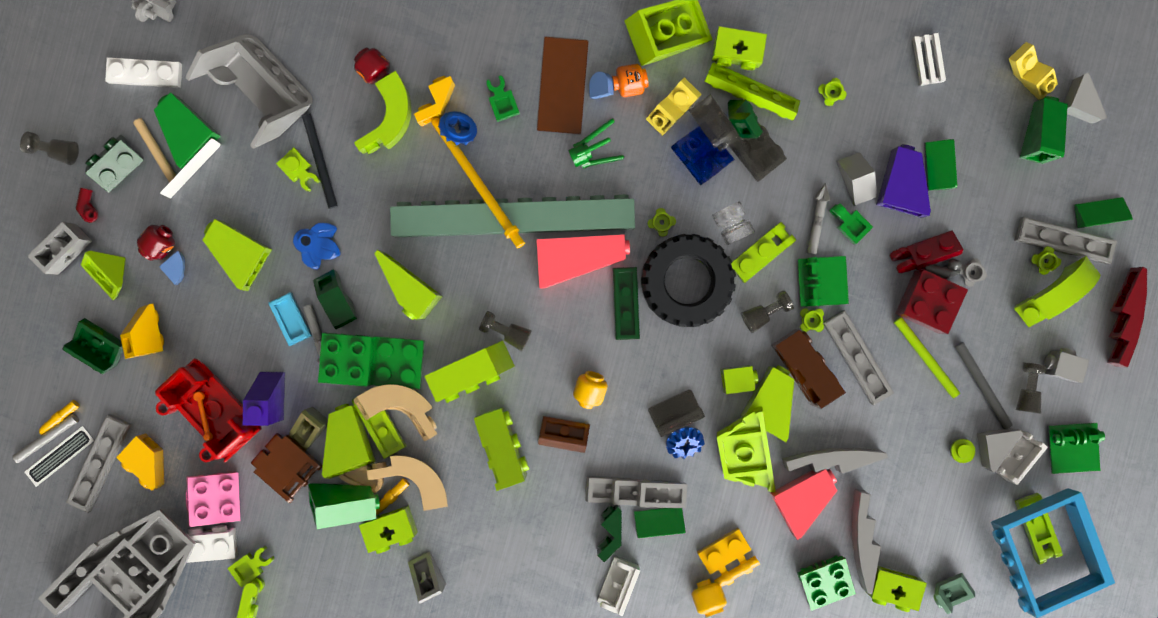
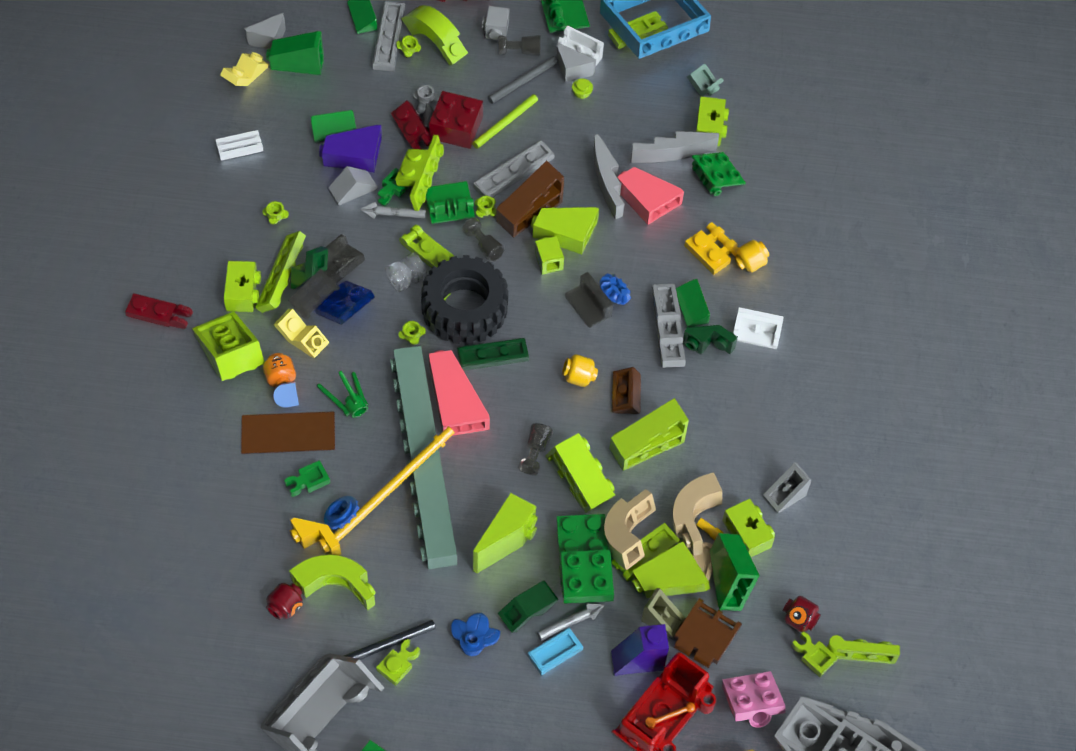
camera: 100 degrees left, 30 degrees down
(213, 544) = (796, 686): white bracket -> none
(236, 252) = (493, 708): lime slope -> none
(289, 562) = (801, 614): none -> dark red head
(746, 451) = (612, 238): lime wing -> none
(863, 250) = (419, 169): none -> lime bracket

